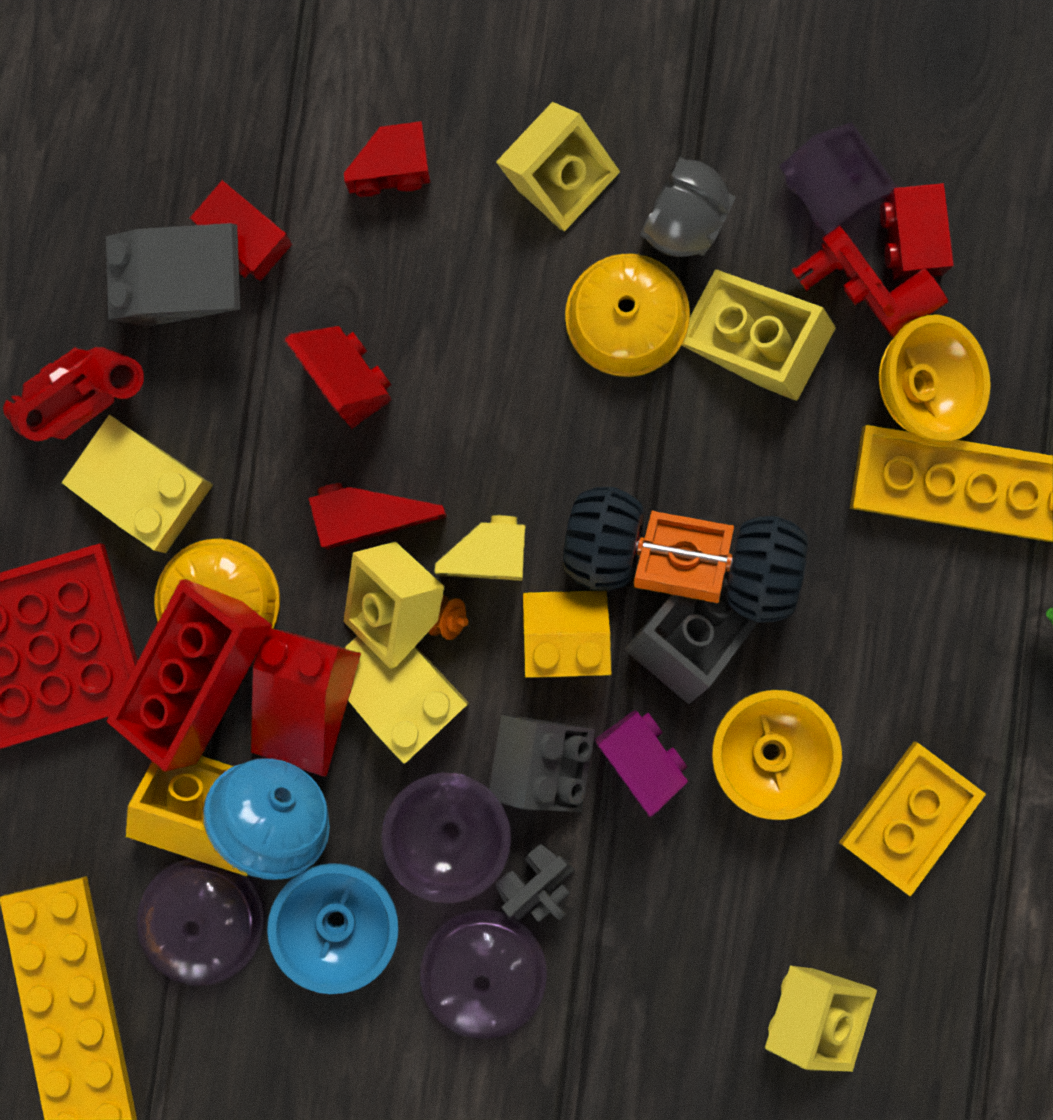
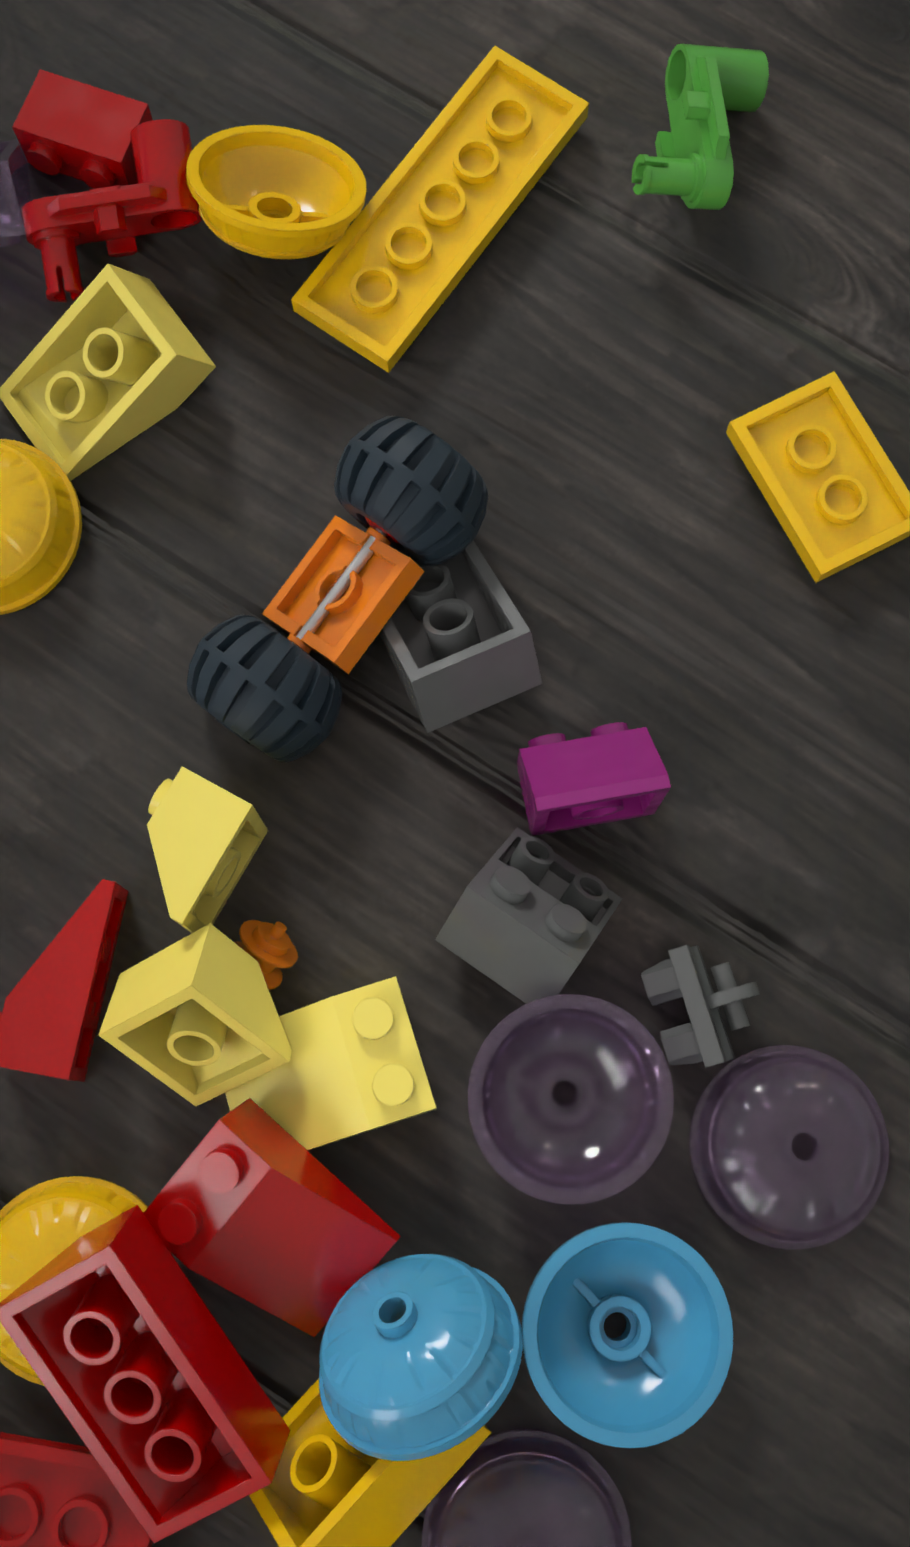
camera: 65 degrees left, 10 degrees down
(566, 634) = (371, 801): yellow slope -> none
(805, 761) = (671, 561): yellow hat -> none

